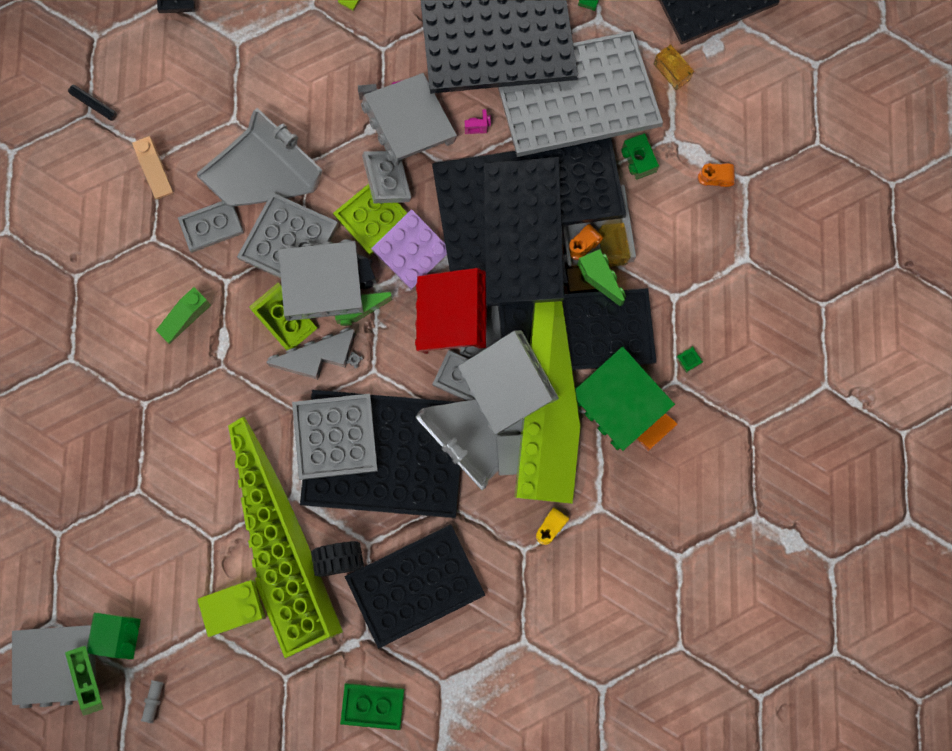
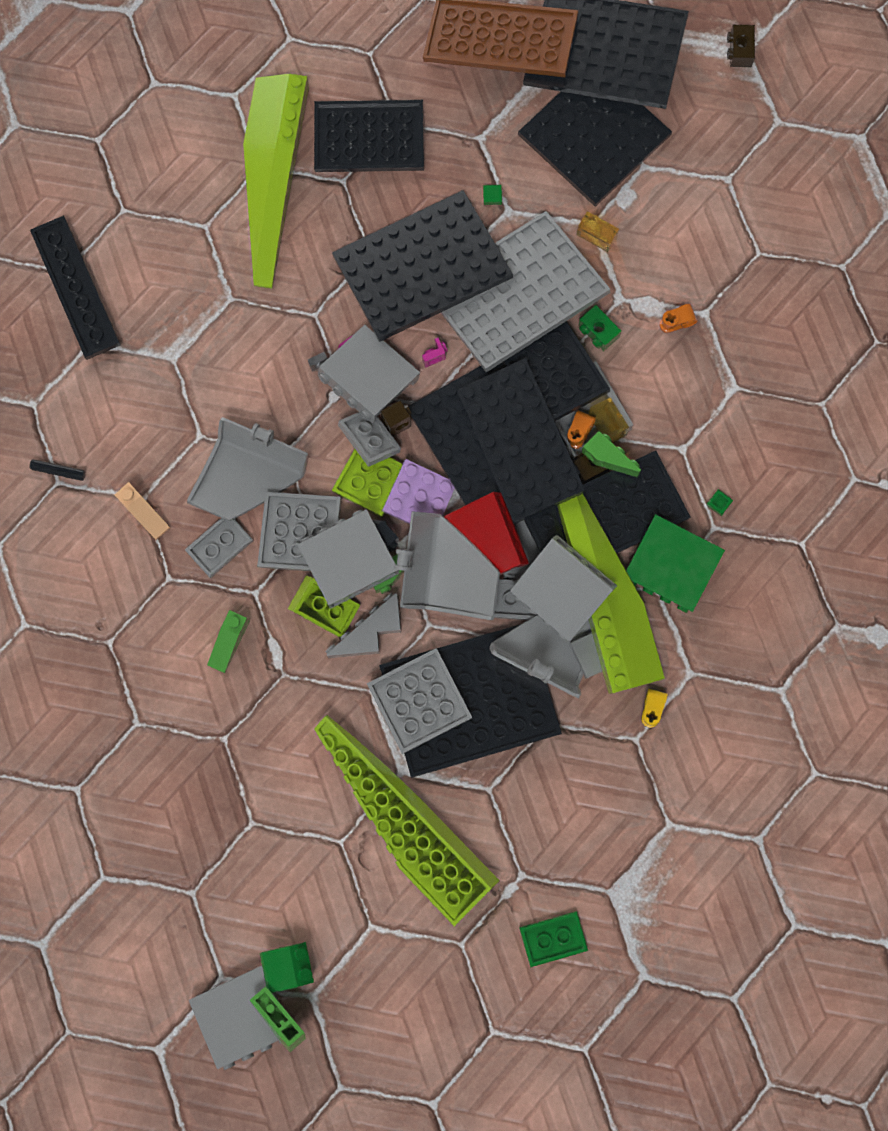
camera: 15 degrees left, 0 degrees up
(152, 701) = (346, 1015): light grey pin -> none
(231, 608) = (385, 899): lime slope -> none
(337, 558) = (468, 814): black tyre -> none
(354, 360) = (407, 621): light grey piece -> none
(406, 324) = (445, 570): none -> light grey panel
(414, 586) = (548, 812): black plate -> none
(418, 169) = (396, 418): none -> dark brown brick
(657, 432) = (717, 582): orange slope -> none

